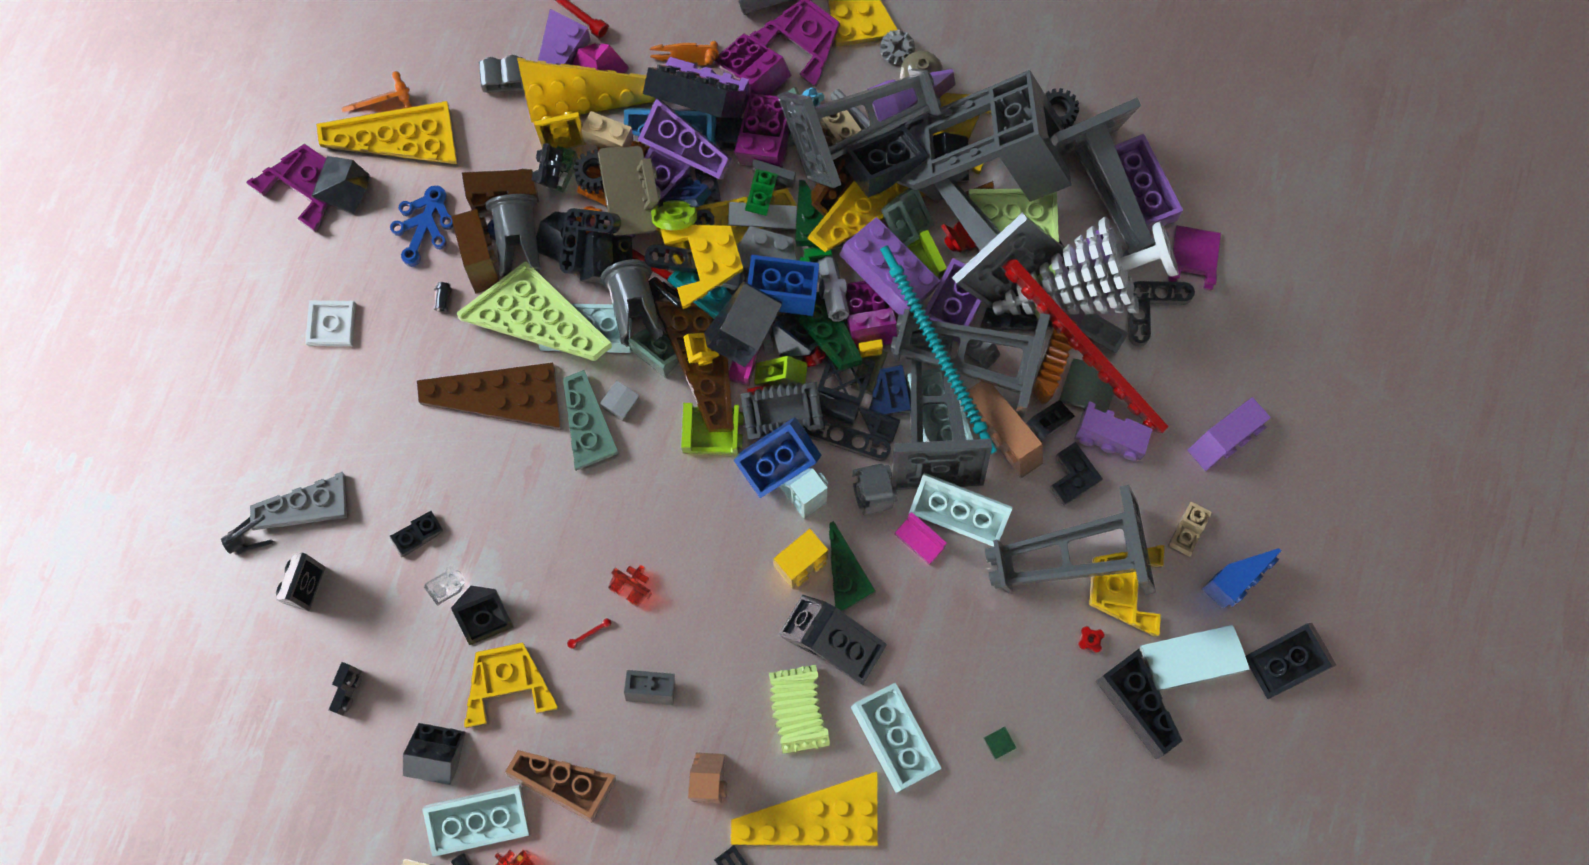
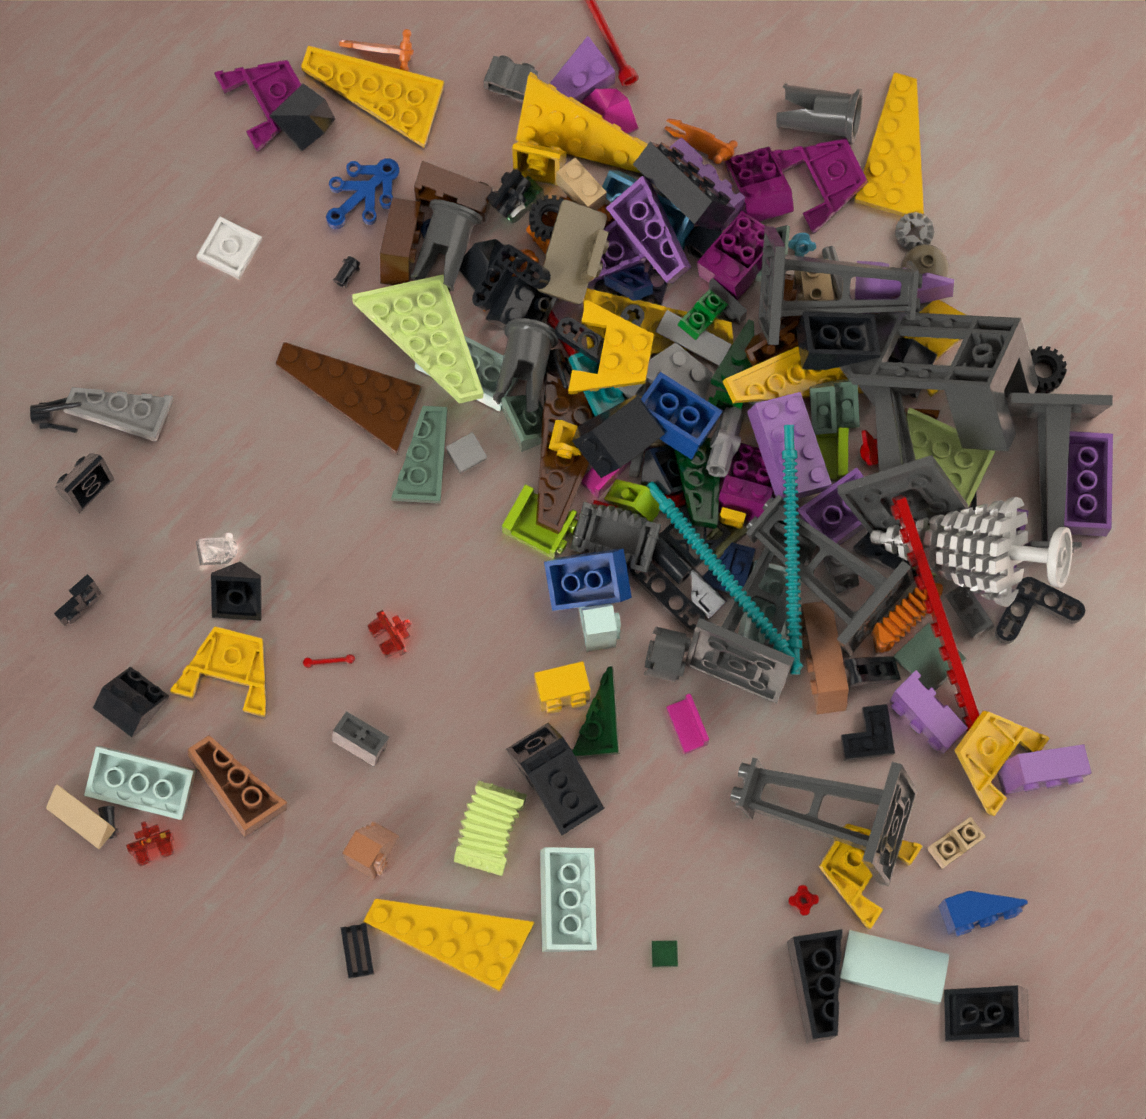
camera: 25 degrees right, 0 degrees up
(416, 534) = (213, 489): black slope -> none
(674, 215) = (604, 298): lime tile -> none
(813, 364) = (668, 507): none -> teal hose
(960, 509) = (738, 714): light aqua slope -> none
(1178, 439) = (988, 748): none -> yellow wing
(1196, 253) = (1106, 577): magenta flag -> none

